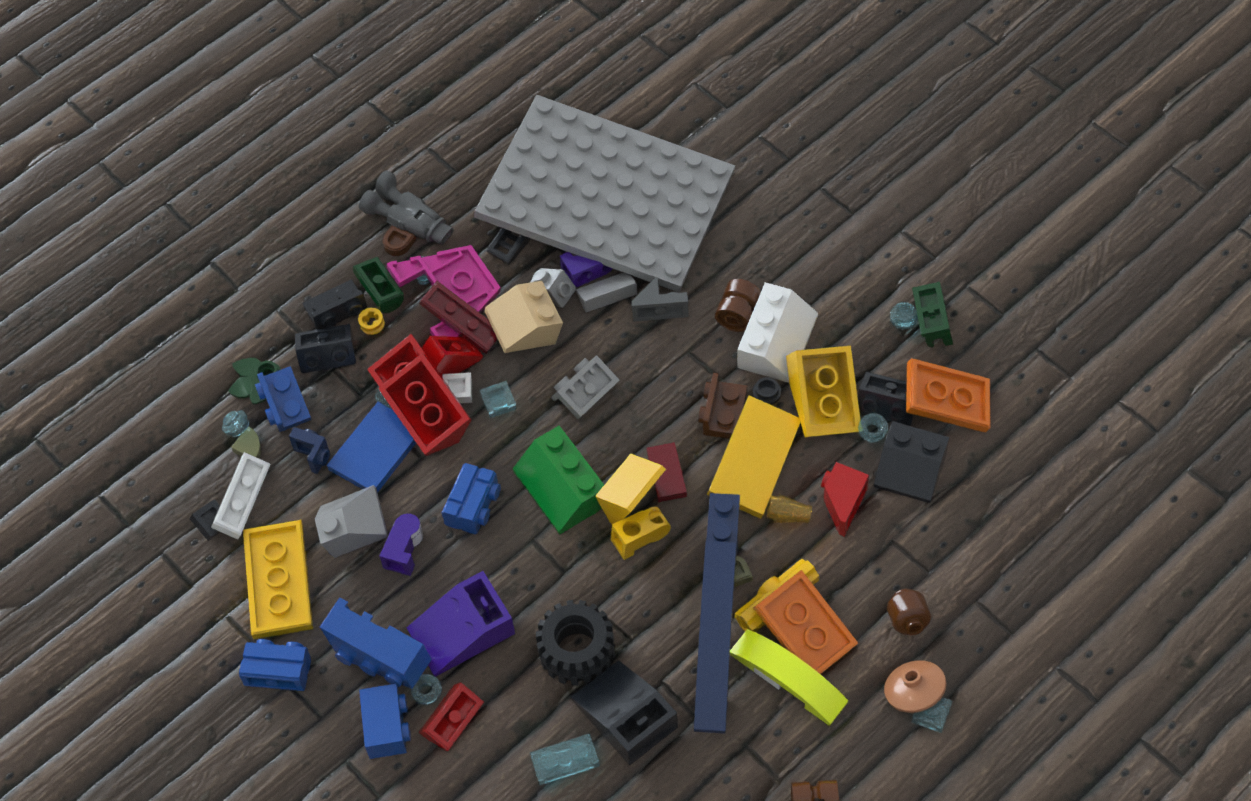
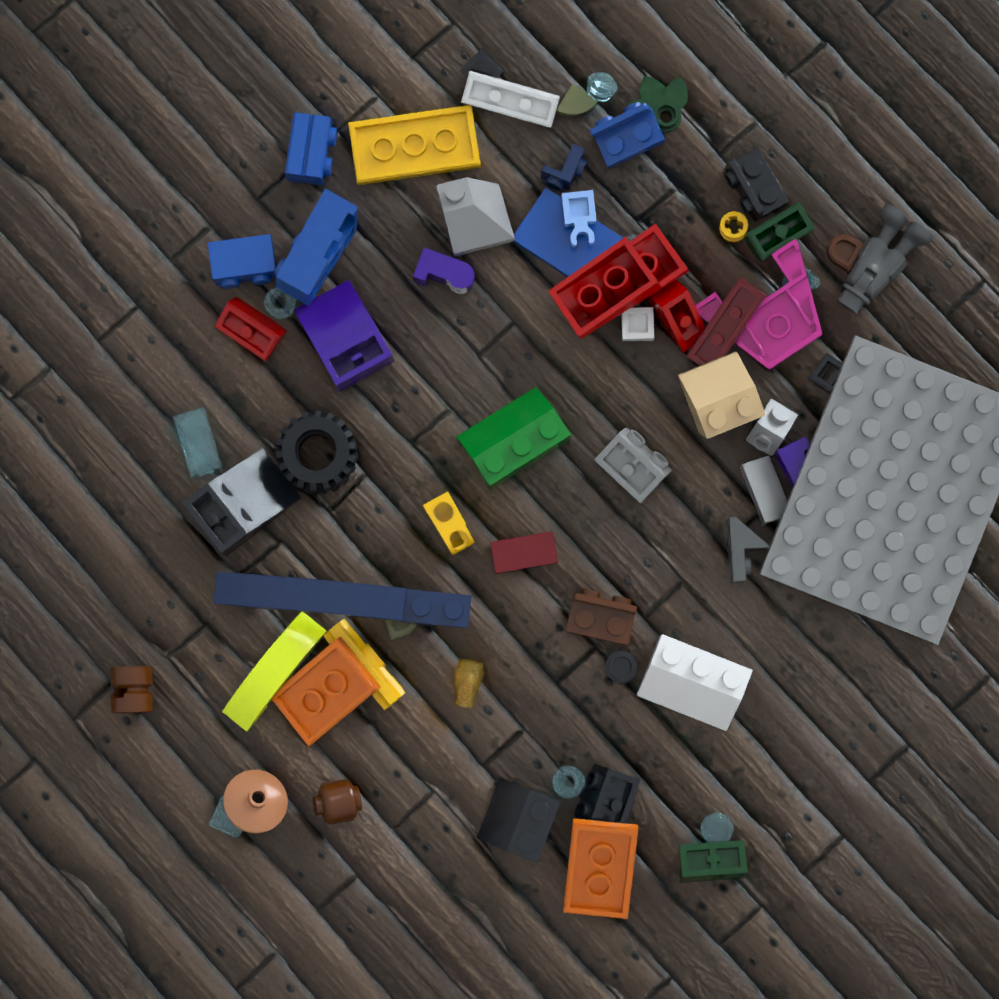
camera: 85 degrees right, 25 degrees up
(325, 348) = (697, 176): black bracket -> none
(353, 431) = (579, 212): none -> light blue plate
(471, 498) = (495, 342): blue brick -> none
(498, 399) = (621, 369): clear light blue plate -> none
(628, 487) = (488, 511): yellow slope -> none
(737, 305) = (732, 639): reddish brown wheel -> none
(755, 455) = (535, 649): yellow tile -> none
(824, 390) = (613, 730): yellow slope -> none
(843, 494) = (482, 742): red slope -> none

